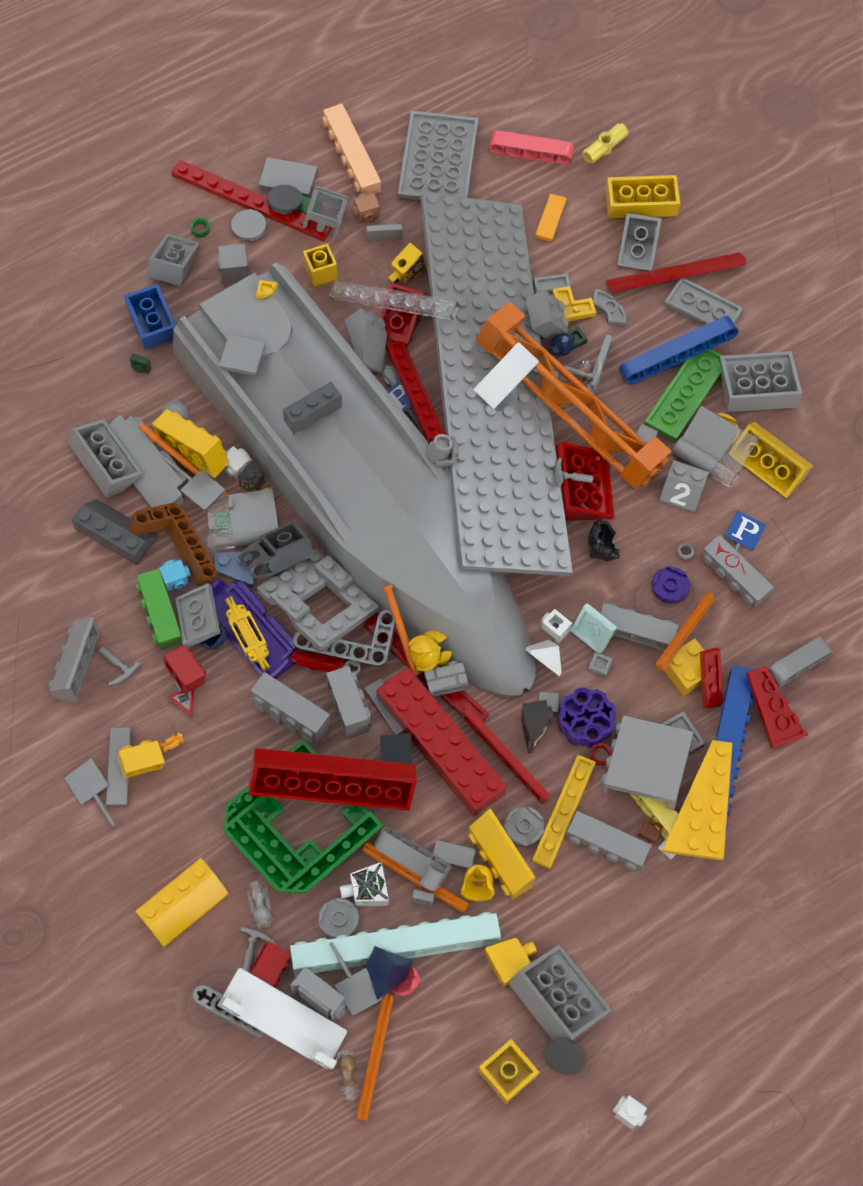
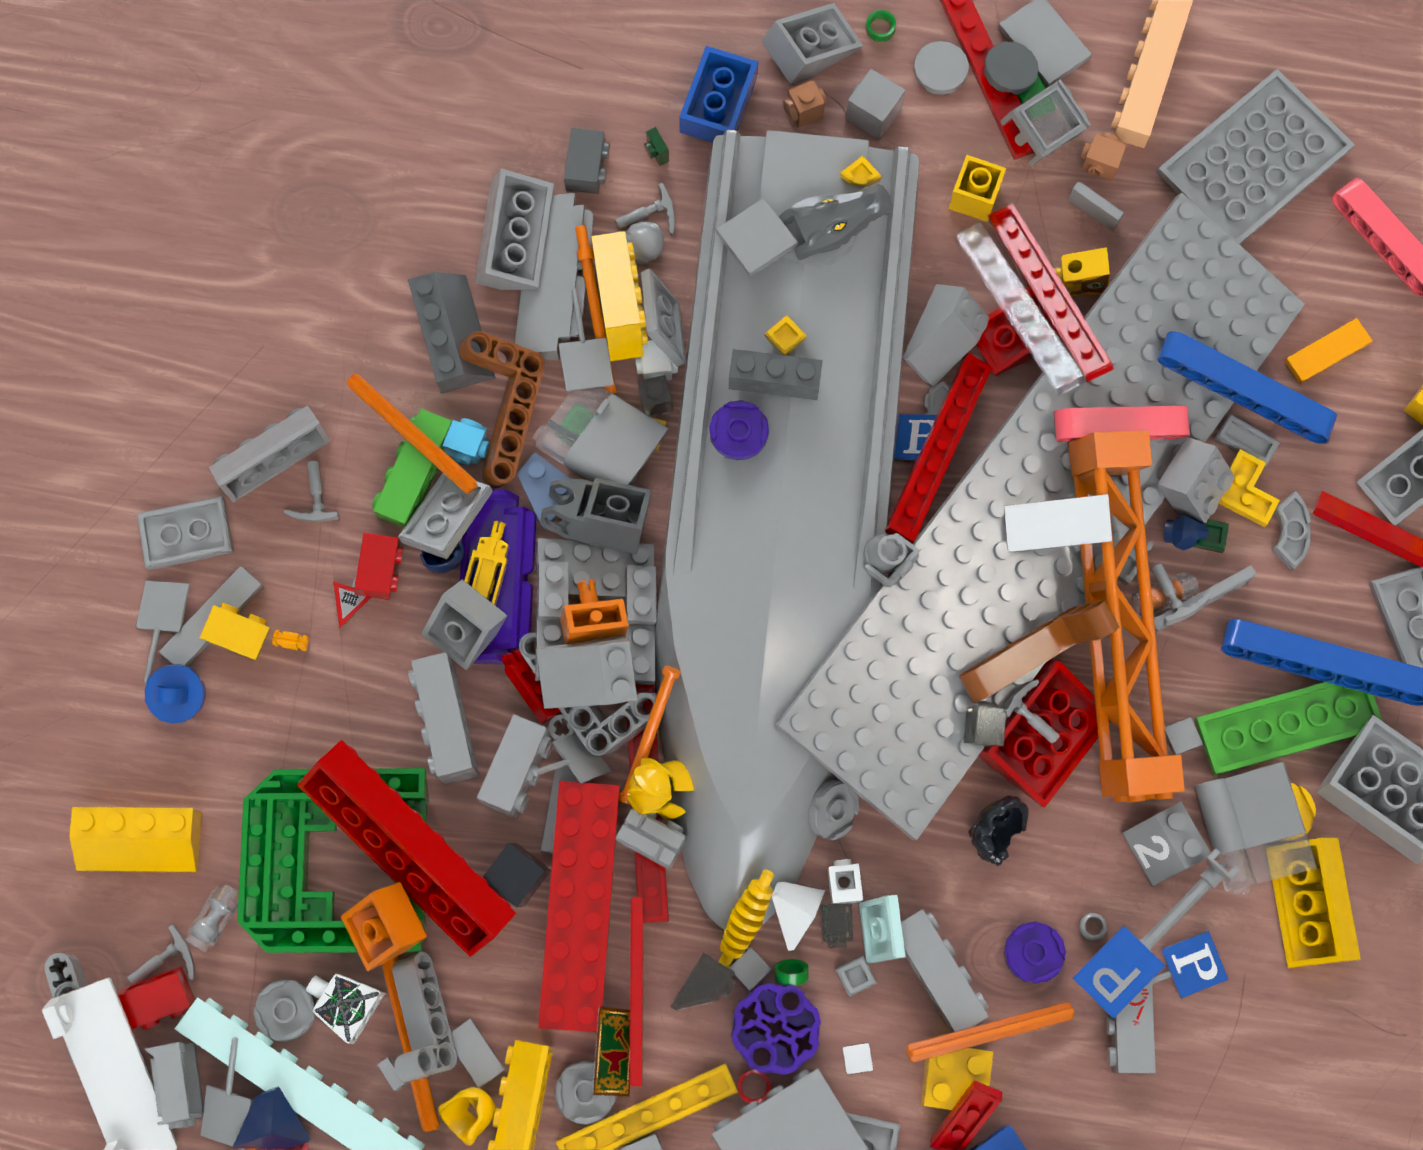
camera: 45 degrees right, 10 degrees up
(64, 737) = (185, 533): none -> light grey tile
(109, 397) = (585, 161): none -> dark grey brick
(135, 816) = (175, 693): none -> blue tile
(144, 589) = (412, 433): none -> orange axle
(166, 391) = (643, 212): none -> light grey piece
(197, 289) = (805, 104): none -> nougat brick
(223, 435) = (663, 317): none -> light grey tile
(258, 655) = (463, 624): none -> light grey slope
(274, 317) = (834, 219): none -> dark grey animal
(299, 388) = (785, 336): none -> yellow tile
(317, 448) = (739, 430): none -> dark purple tile
(325, 597) = (593, 618): none -> orange brick
(345, 623) = (587, 673): none -> light grey slope
(355, 826) = (383, 925): none -> orange slope
(375, 672) = (578, 758): none -> light grey piece
(401, 280) = (1050, 293): none -> tile
(473, 324) = (1161, 421): none -> coral beam
(519, 595) = (833, 809): none -> light grey tile
(521, 793) = (612, 1053): none -> sticker
(526, 674) = (746, 918): none -> yellow piece
(531, 257) = (1247, 387): none -> blue beam
(548, 437) = (1073, 626): none -> dark orange beam
(556, 493) = (985, 725): none -> clear smoke brick
(569, 685) = (788, 966): none -> green piece
(570, 647) = (836, 925): none -> clear smoke brick
(636, 700) = (857, 1058): none -> white sticker
(716, 549) = (1127, 963): none -> piece

